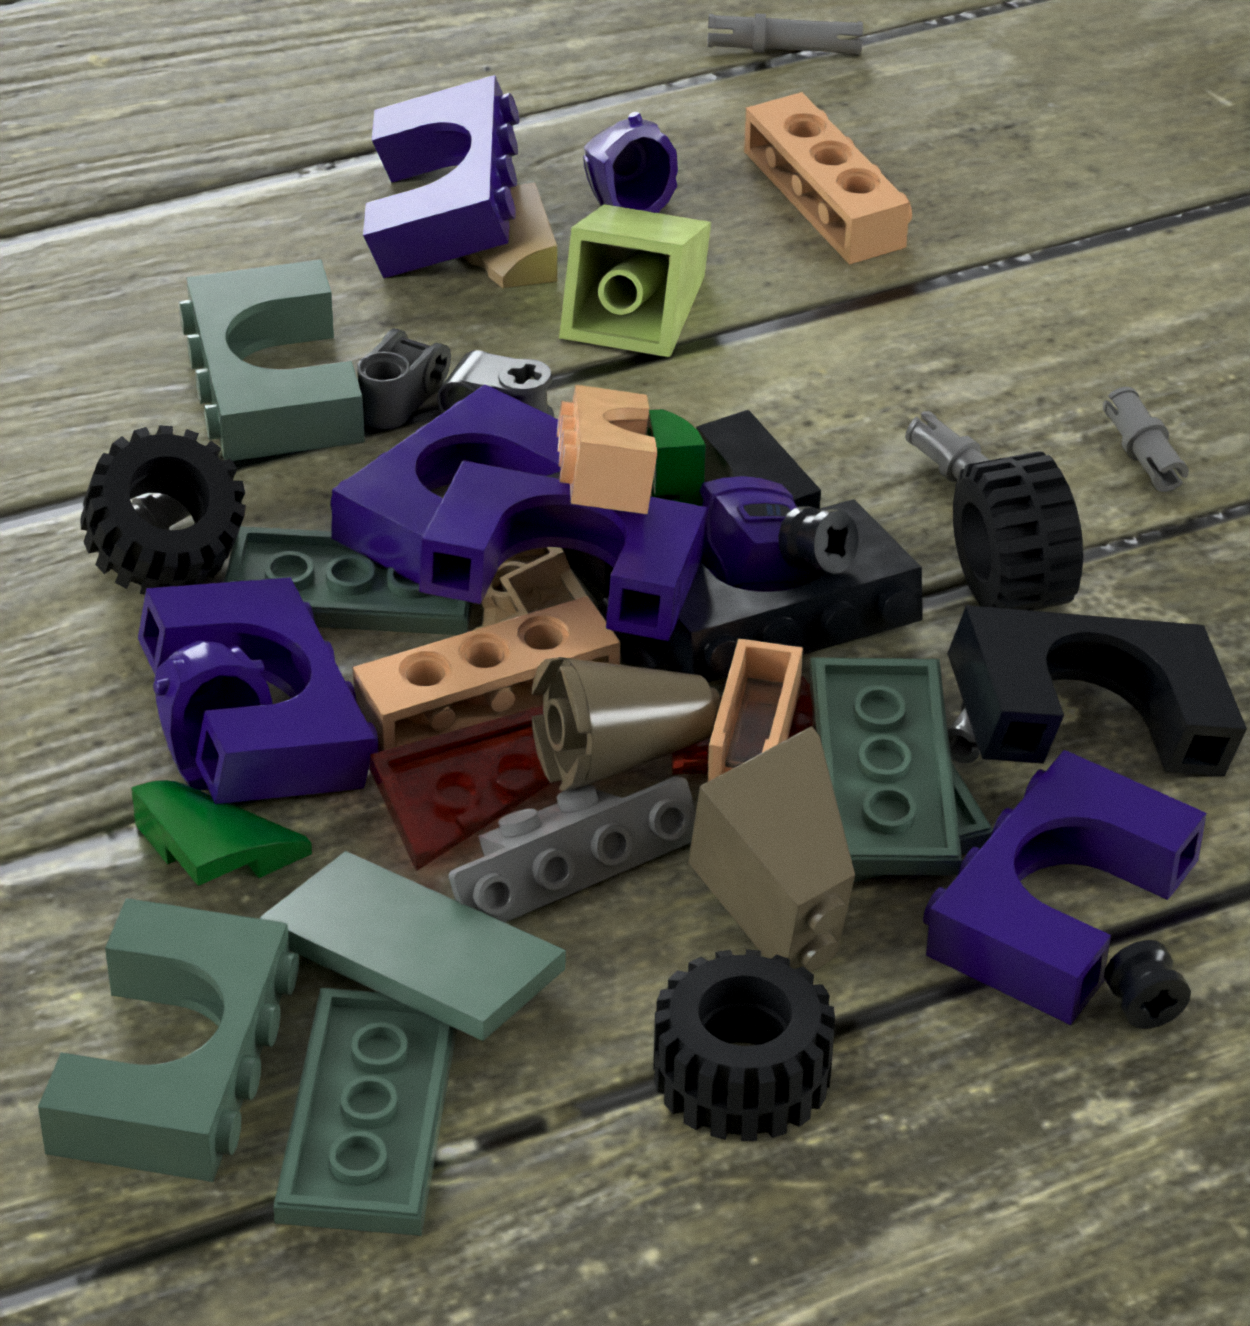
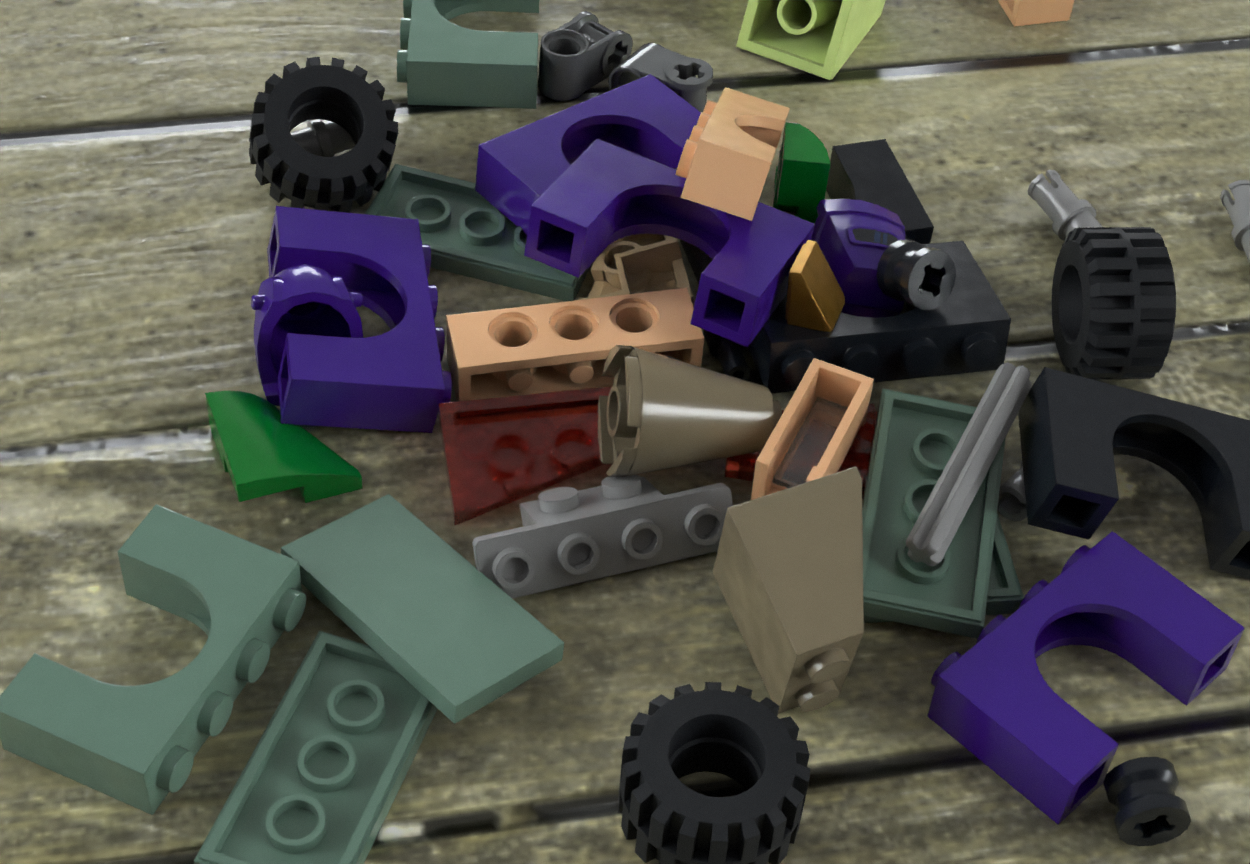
camera: 10 degrees right, 5 degrees up
(721, 576) = (813, 291): none -> pearl gold slope
(913, 711) = (968, 465): none -> light grey axle

